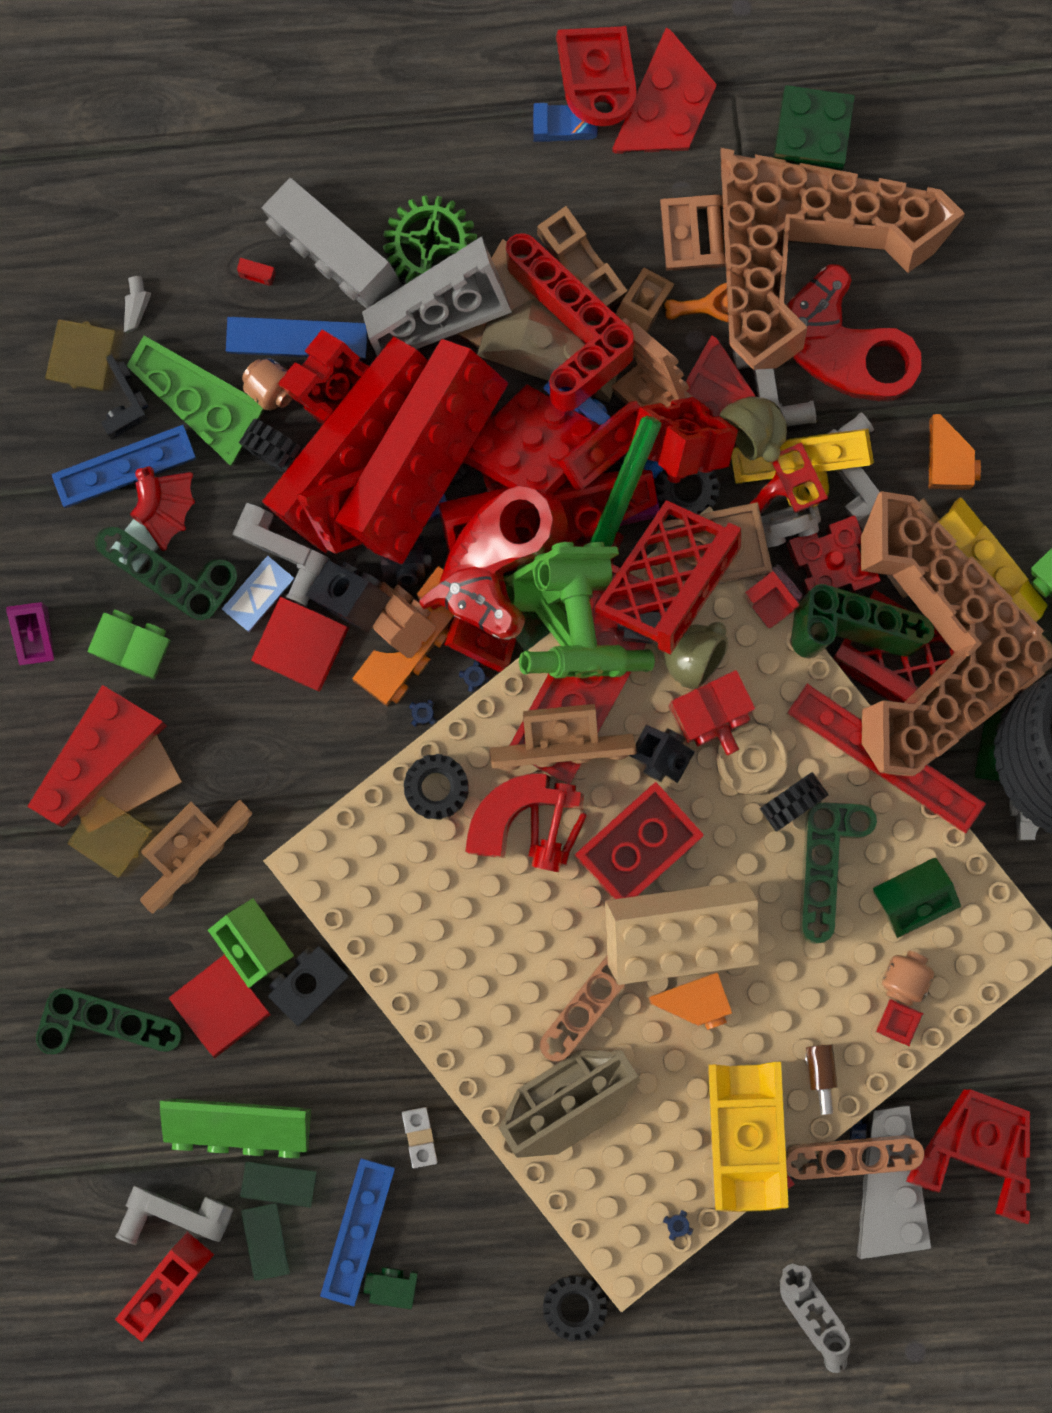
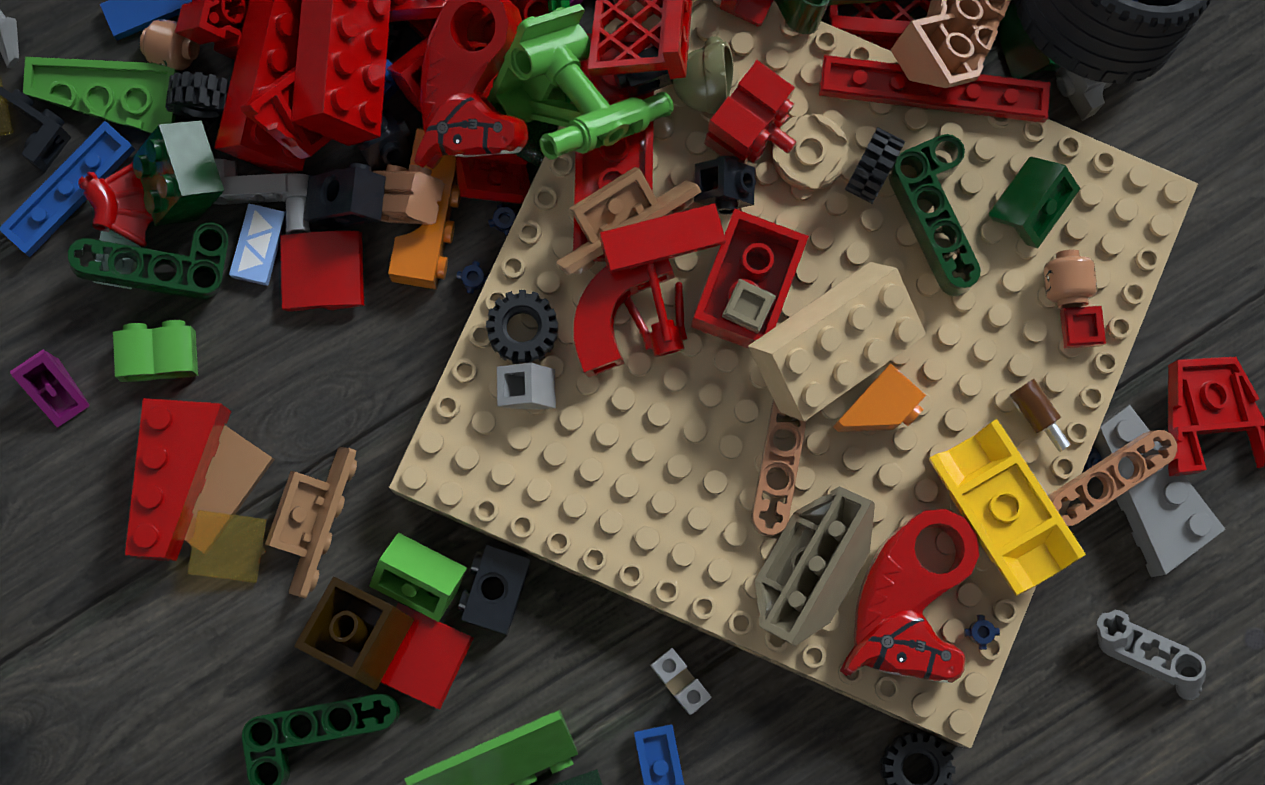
camera: 35 degrees left, 5 degrees down
(177, 962) = (354, 632): none -> dark brown brick
(221, 506) = (177, 173): none -> dark green brick
(414, 838) = (526, 386): none -> light grey brick
(582, 778) = (662, 238): none -> red tile
(607, 1175) = (895, 591): none -> red animal
(623, 868) = (748, 306): none -> dark tan tile

